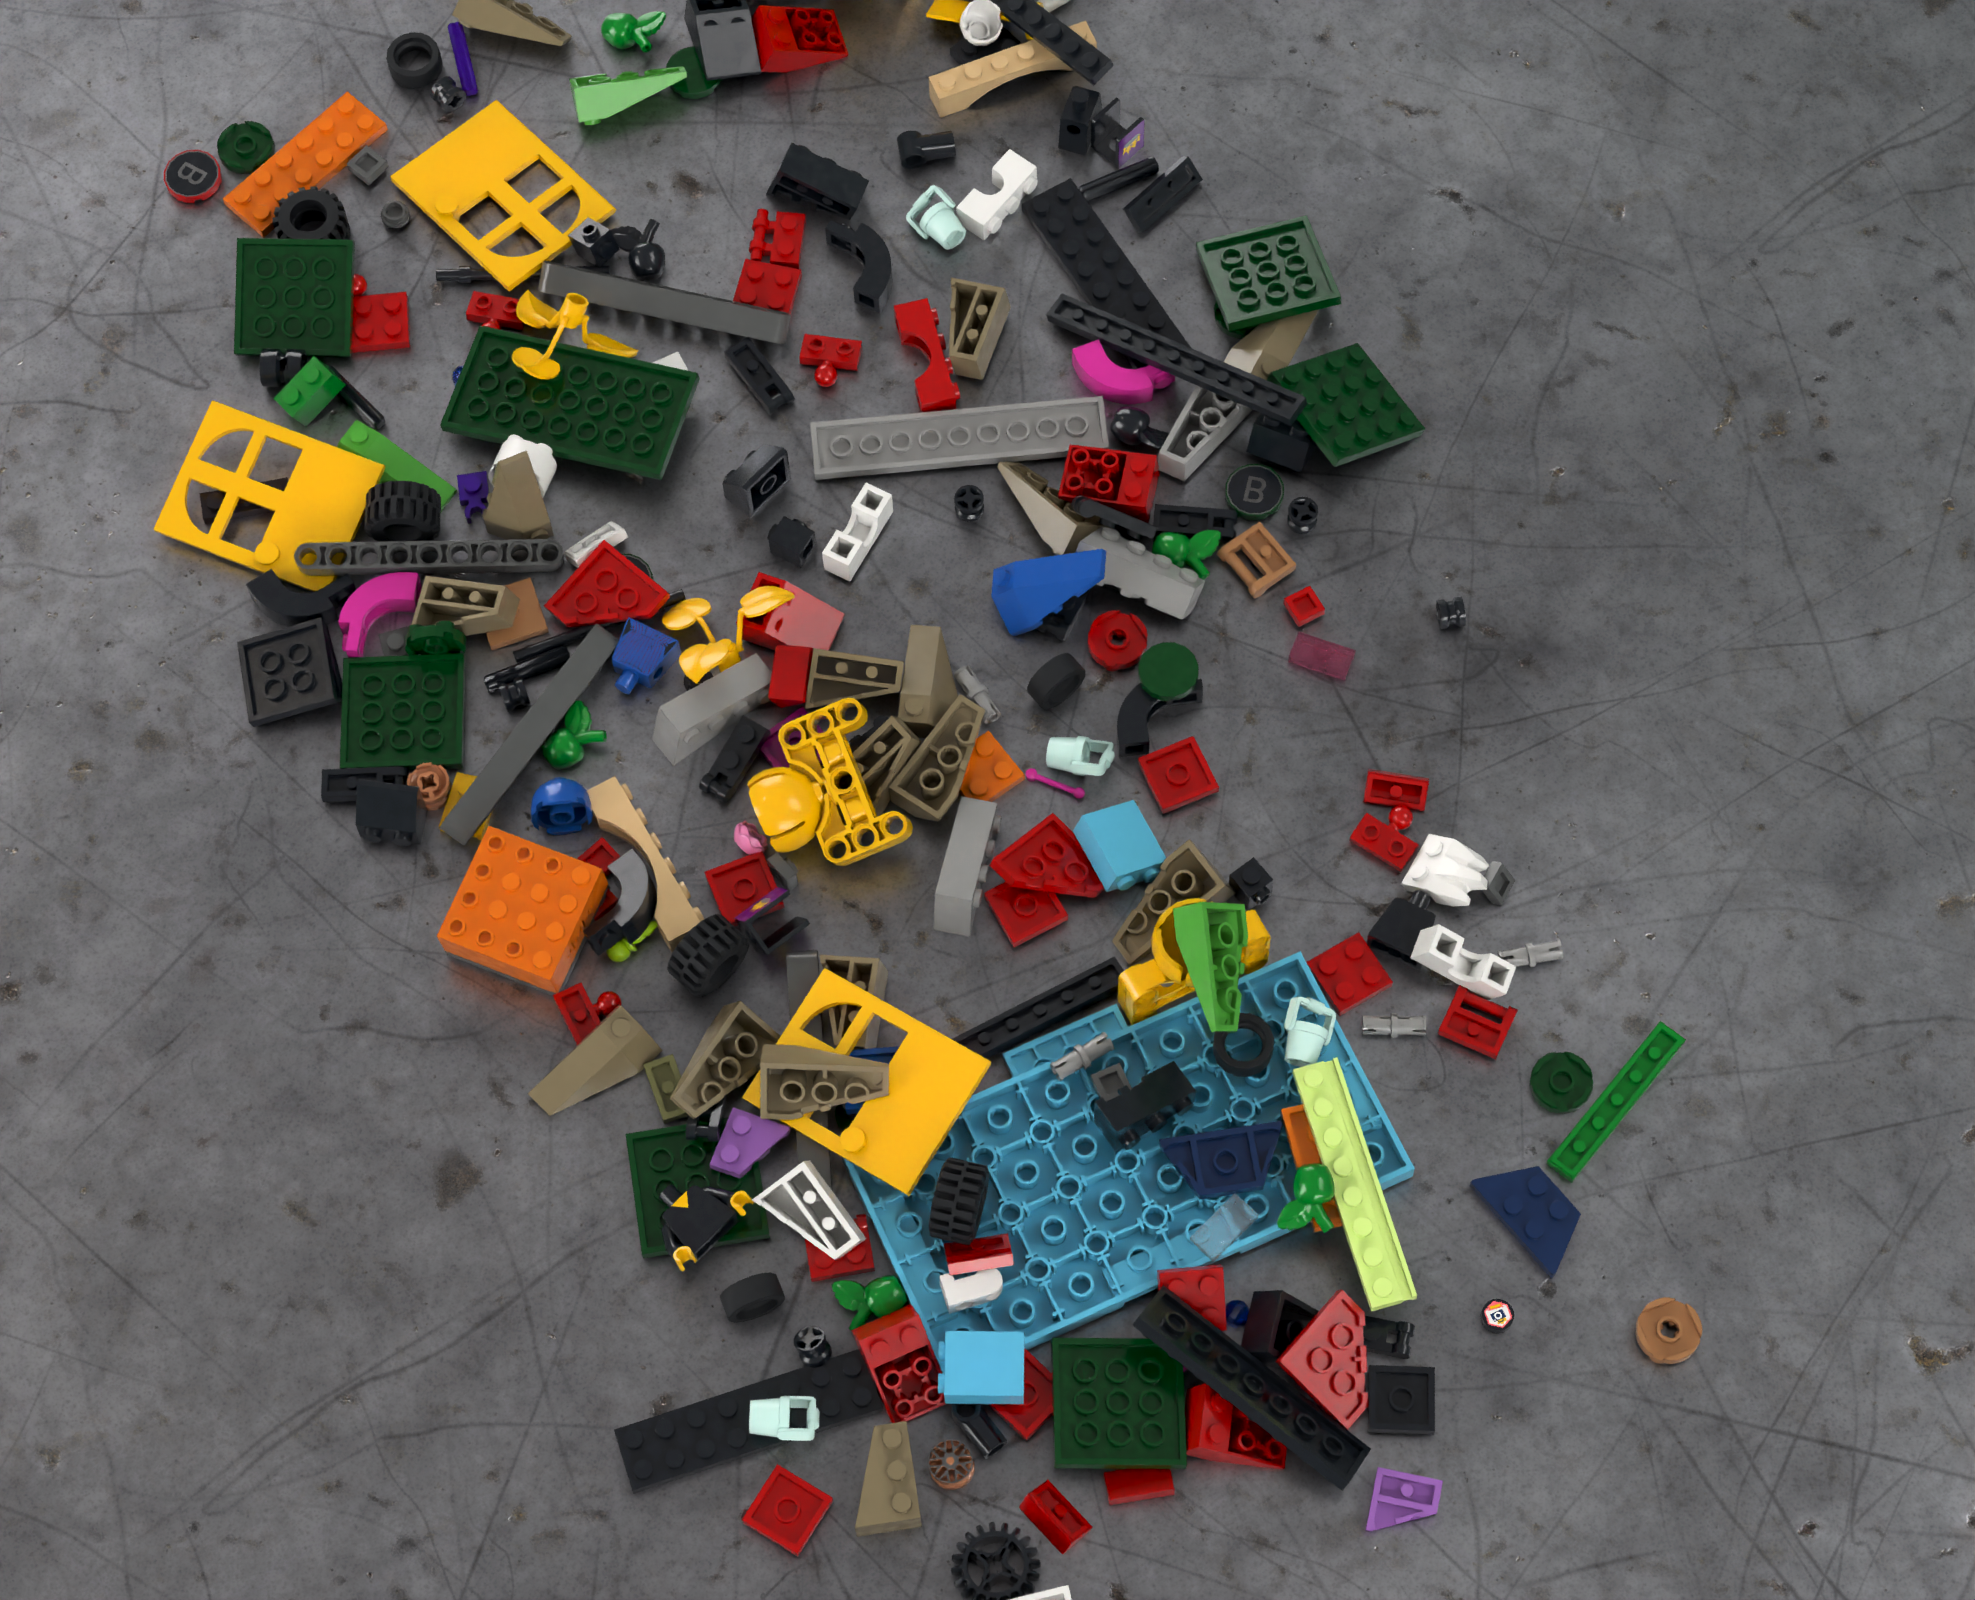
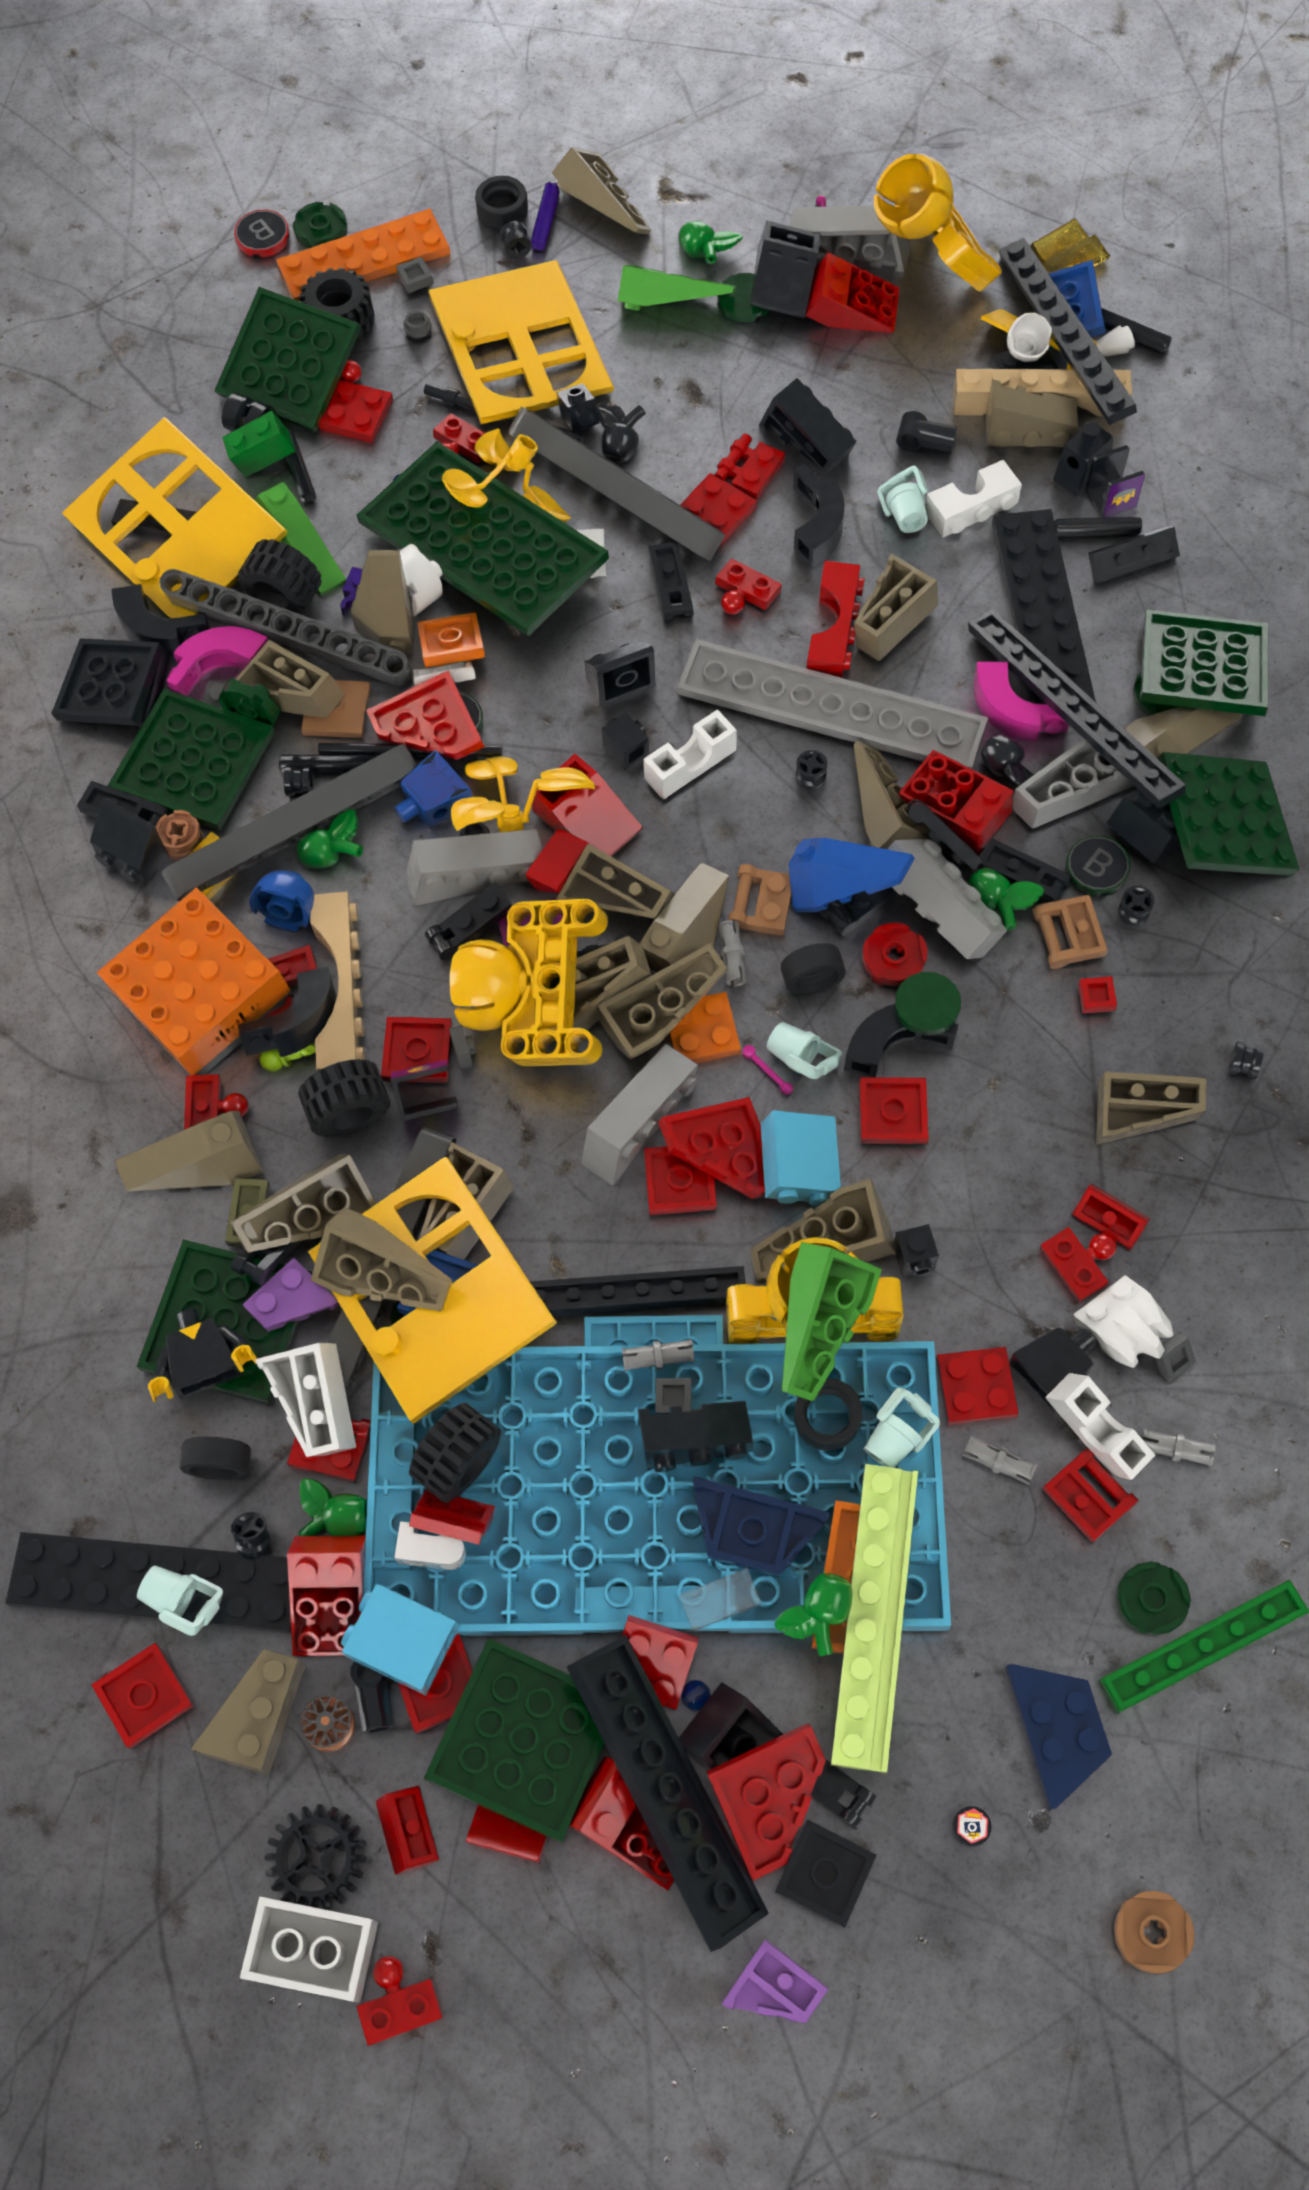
camera: 25 degrees right, 0 degrees up
(586, 509) = (450, 640): none -> orange plate
(749, 839) = (441, 1002): bright pink plate -> none
(989, 634) = (771, 904): none -> medium nougat plate
(1014, 99) = (1029, 418): none -> dark tan wedge
(1321, 655) = (1093, 1049): clear pink plate -> none
(1384, 683) = (1146, 1103): none -> dark tan wedge

